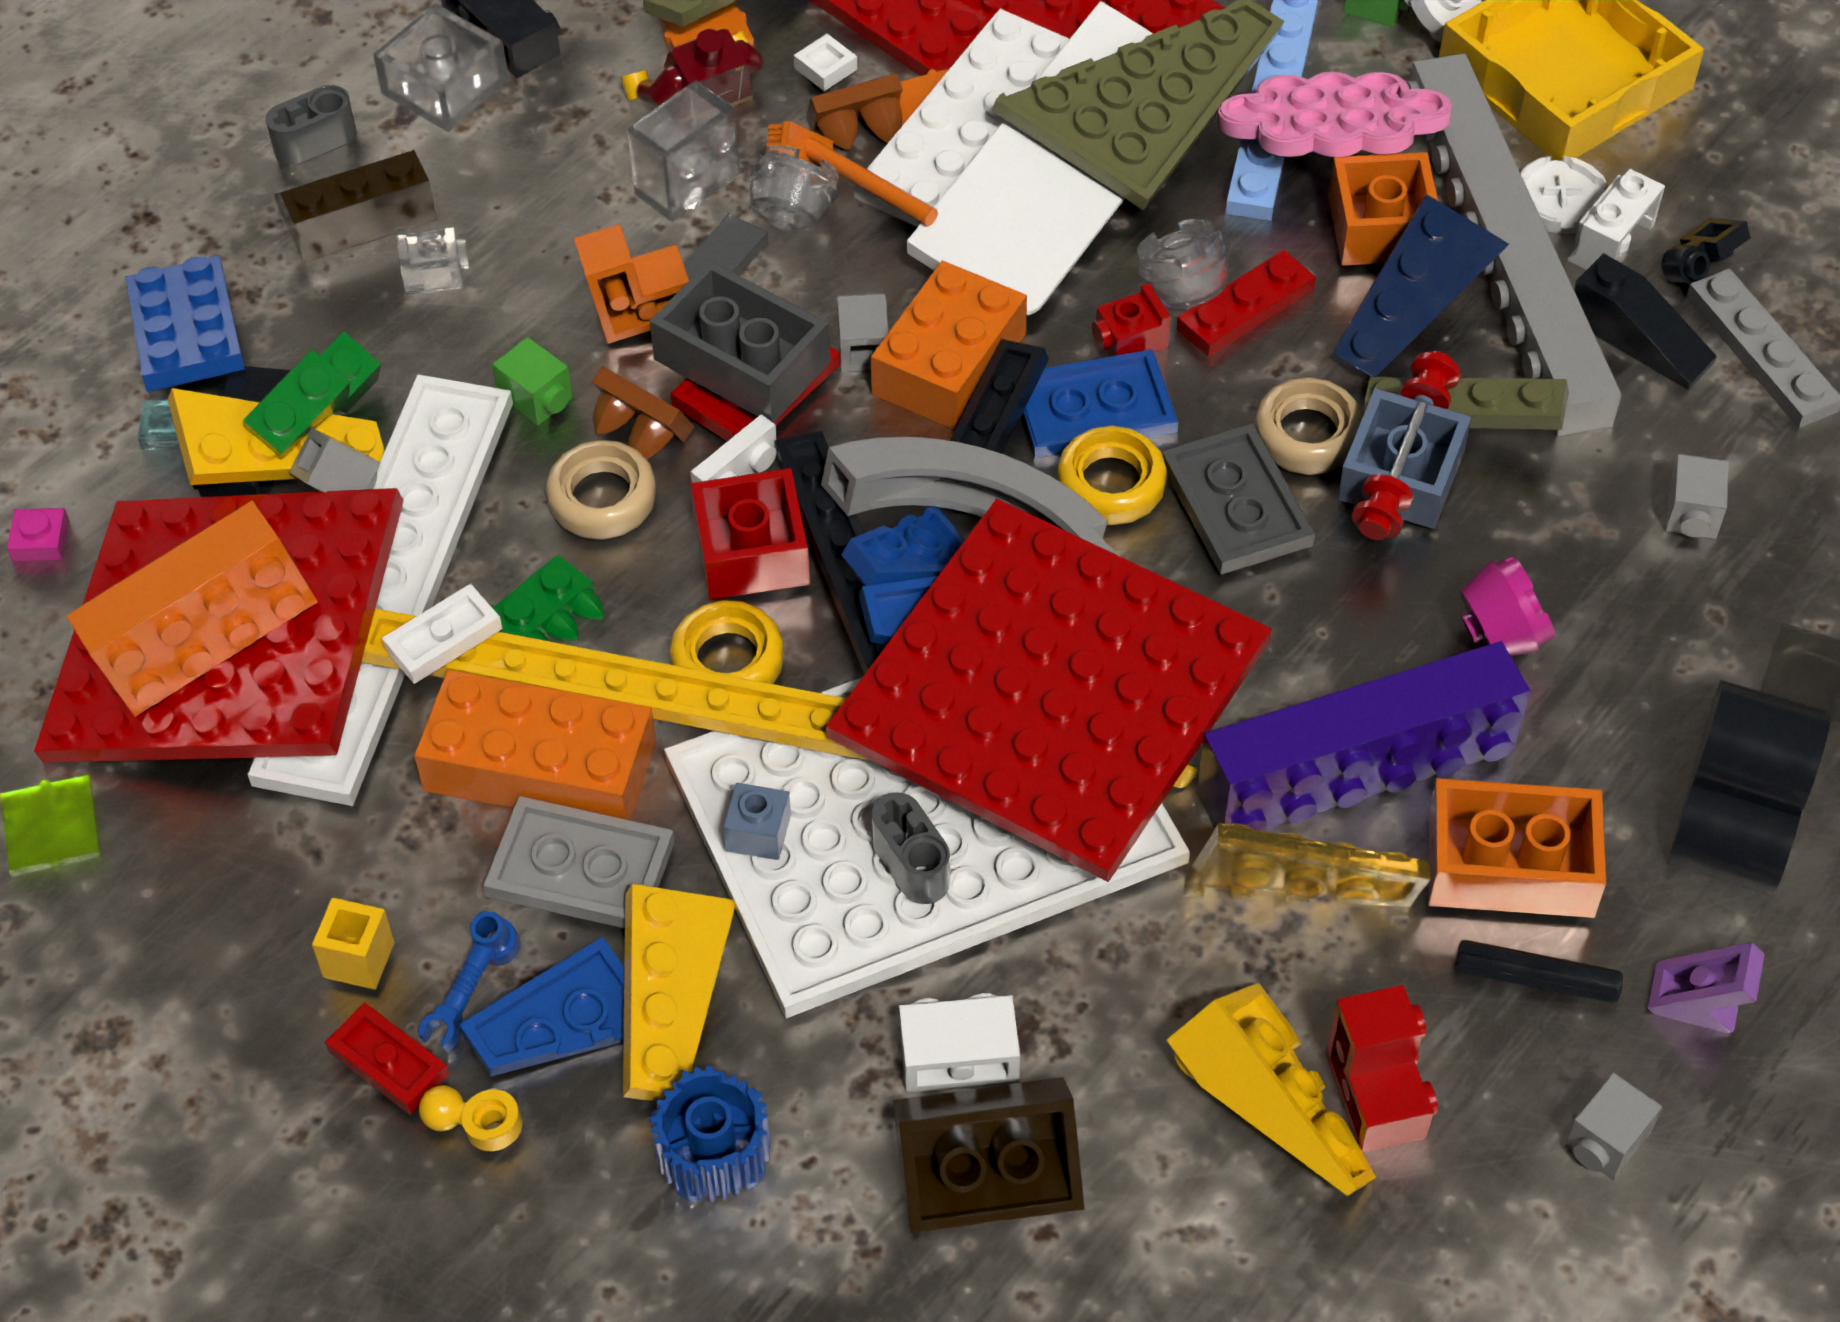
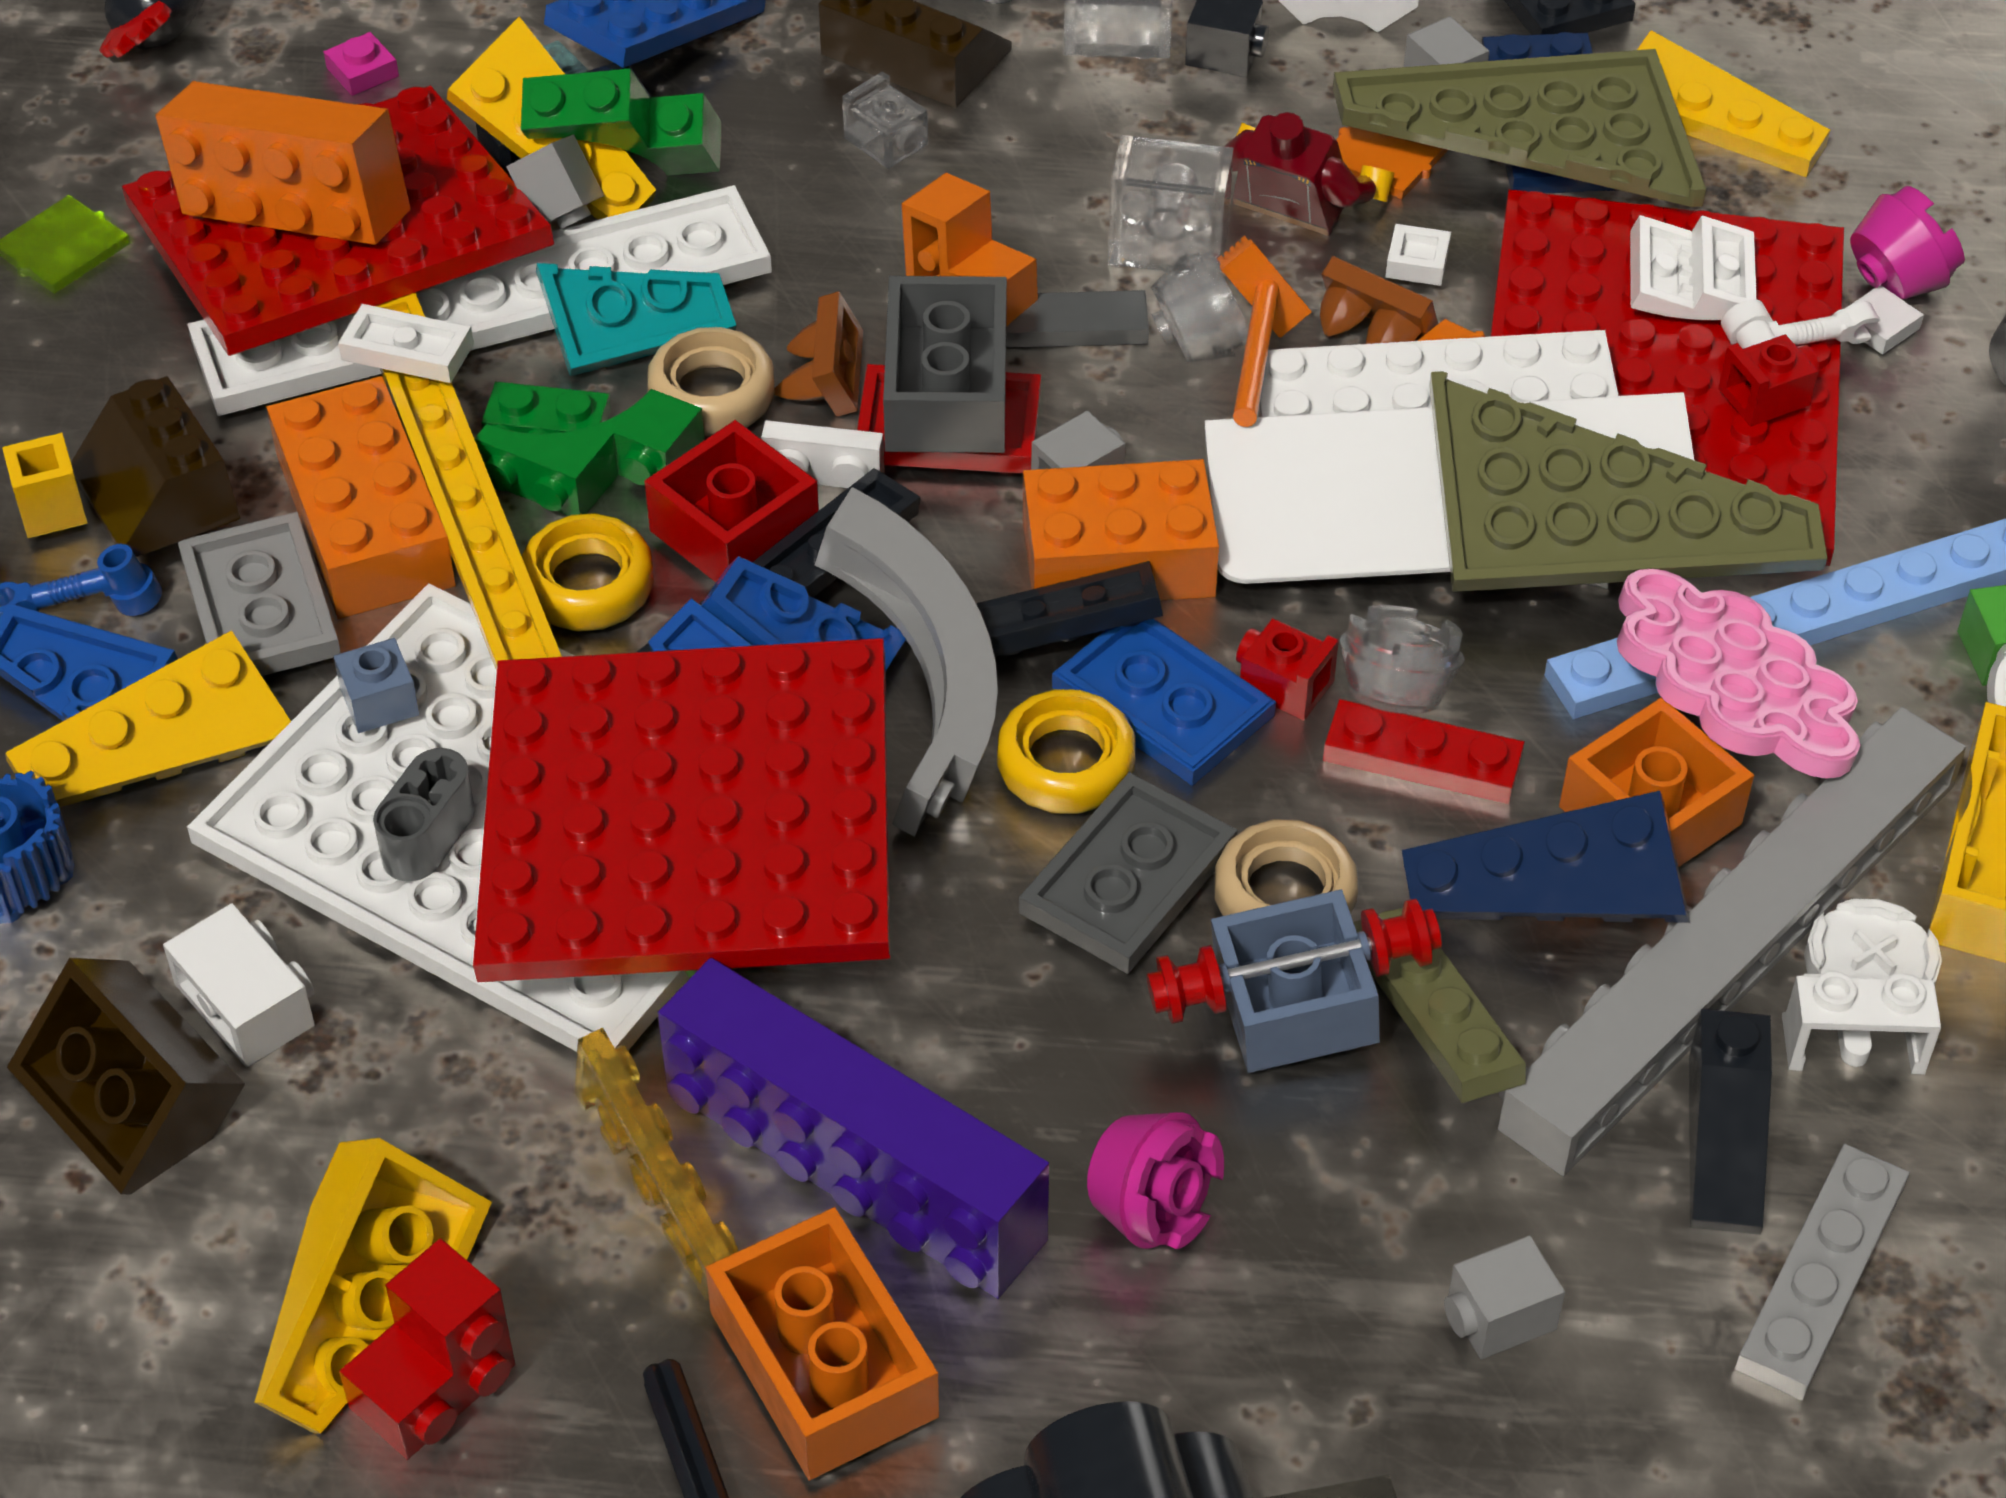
camera: 55 degrees right, 5 degrees down
(406, 857) = (153, 470): none -> dark brown slope
(494, 500) = (627, 315): none -> teal wing
(536, 380) = (798, 264): bright green brick -> none
(619, 612) = (577, 466): none -> green arch
(1707, 243) = (1926, 1131): black plate -> none

